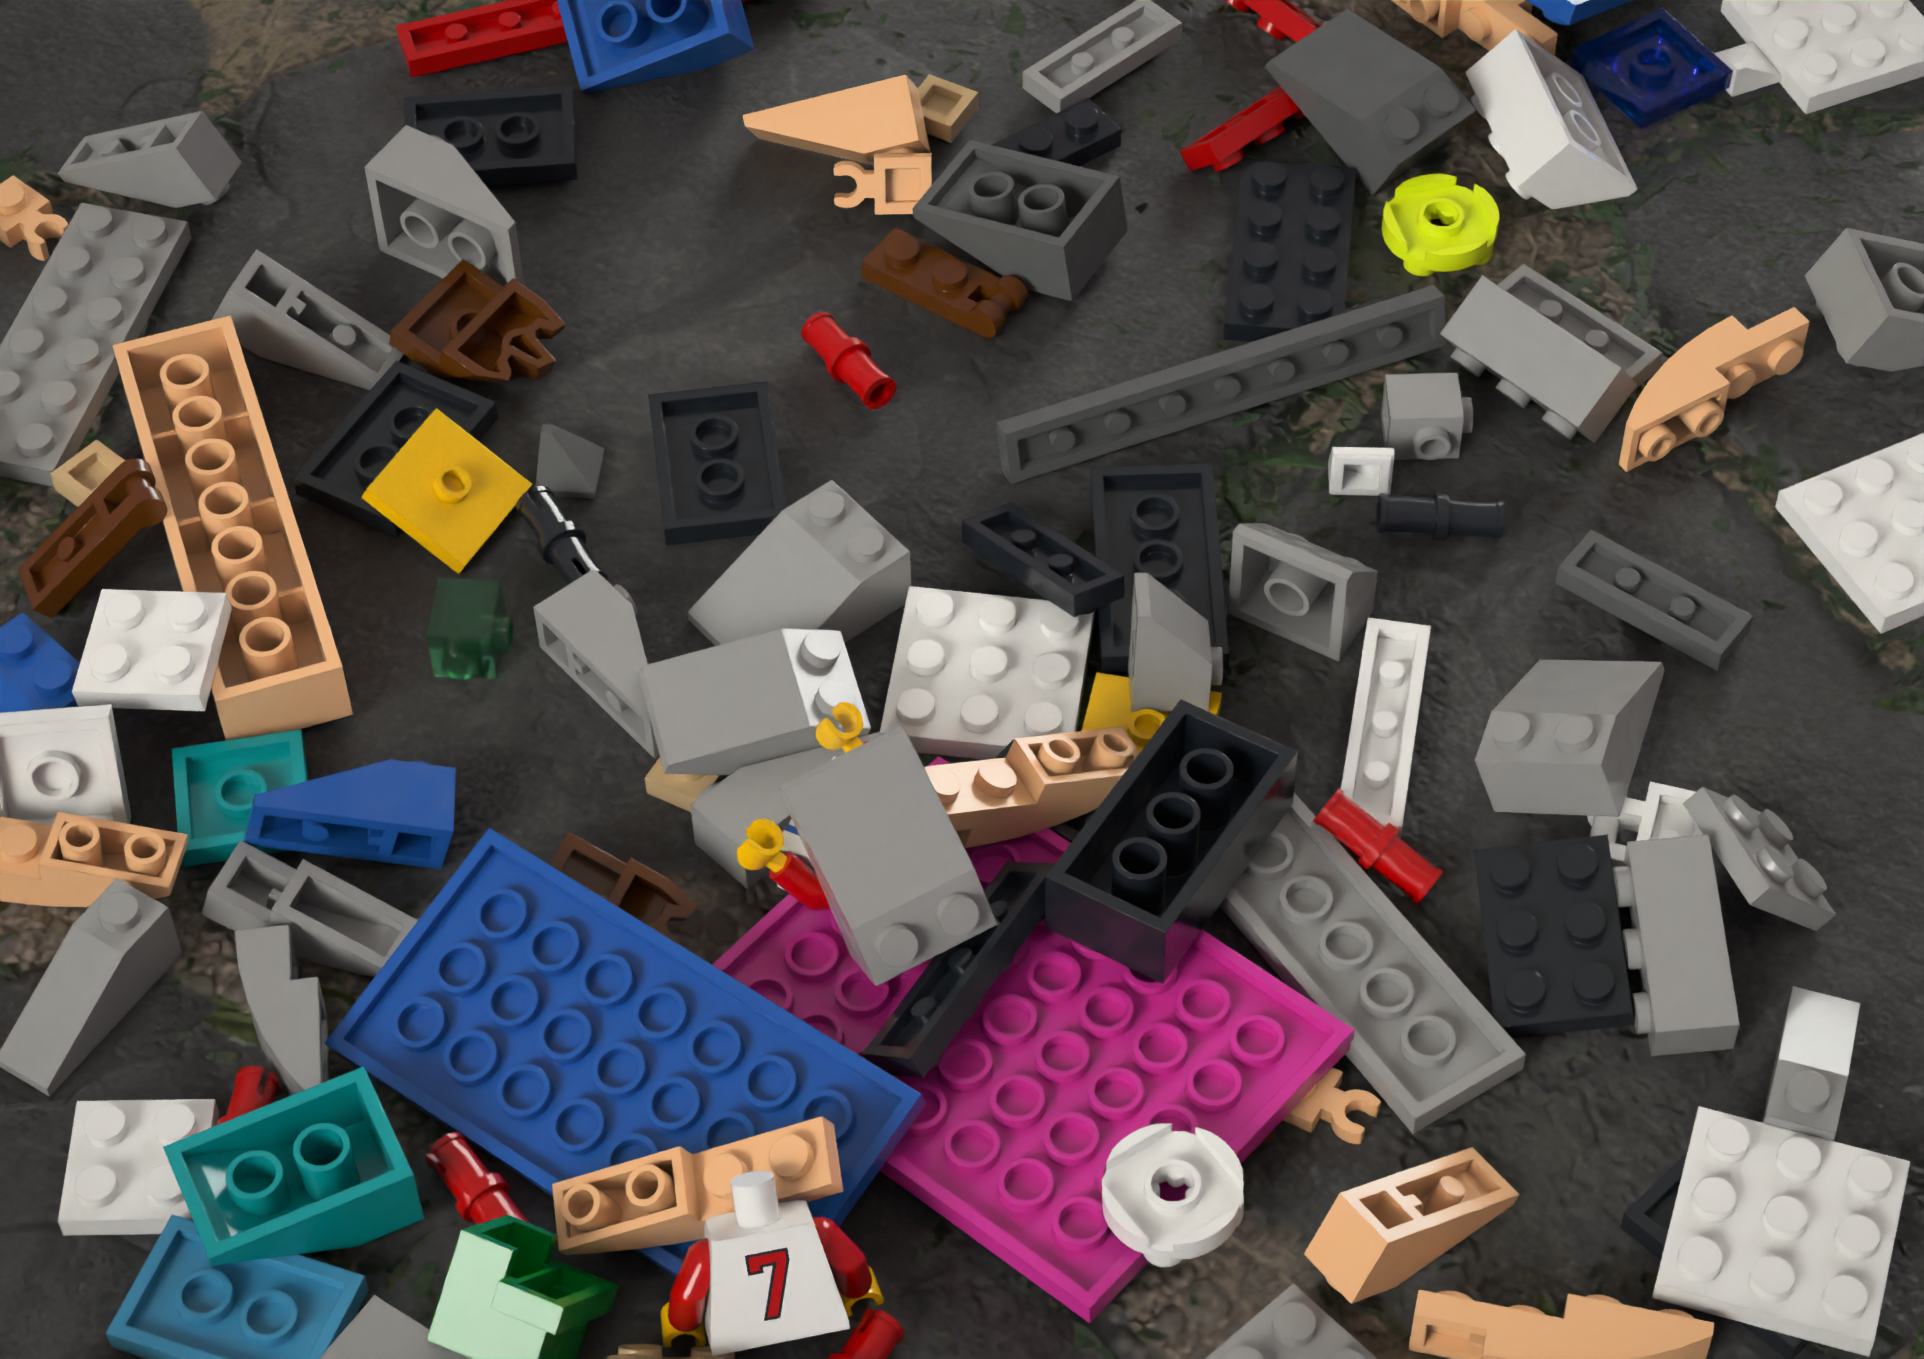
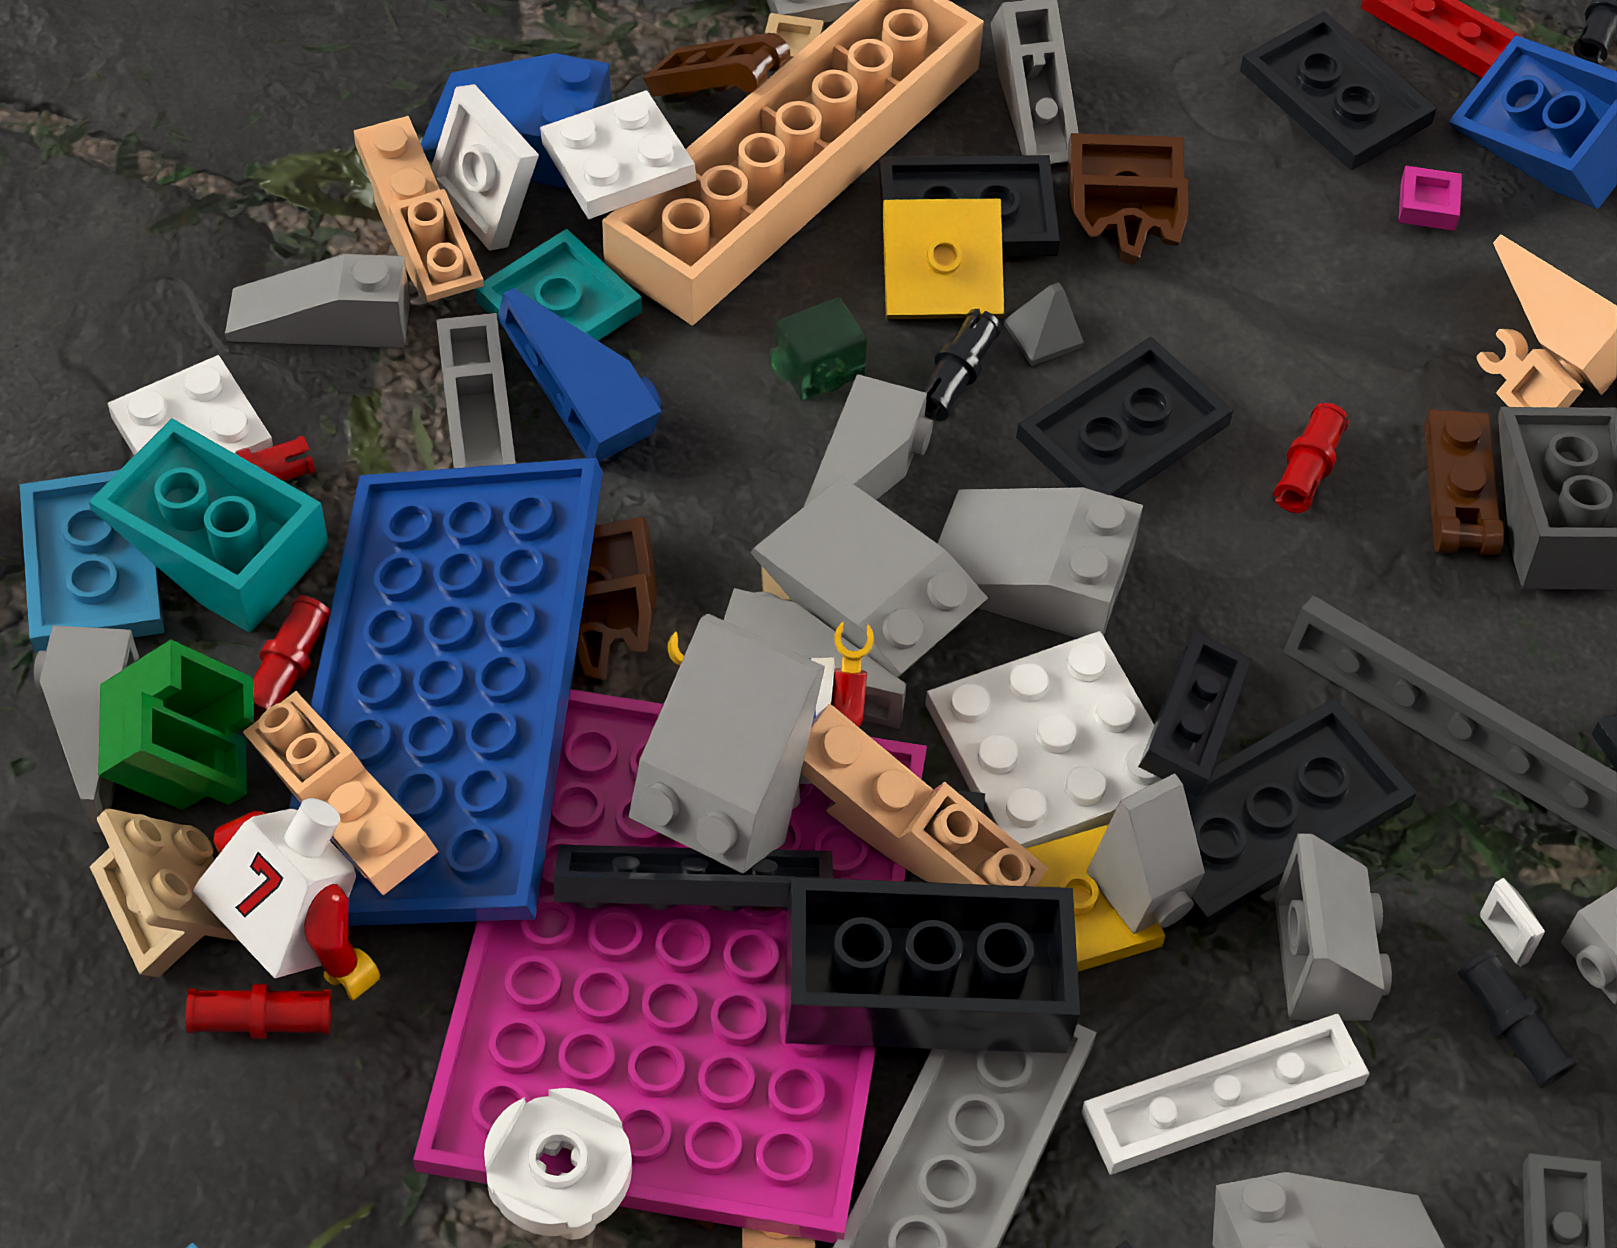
camera: 55 degrees right, 5 degrees up
(284, 1008) = (370, 435): light grey slope -> none
(438, 210) = (1213, 90): light grey slope -> none
(654, 143) = (1430, 198): none -> dark pink plate
(1378, 846) = (1075, 1153): red pin -> none

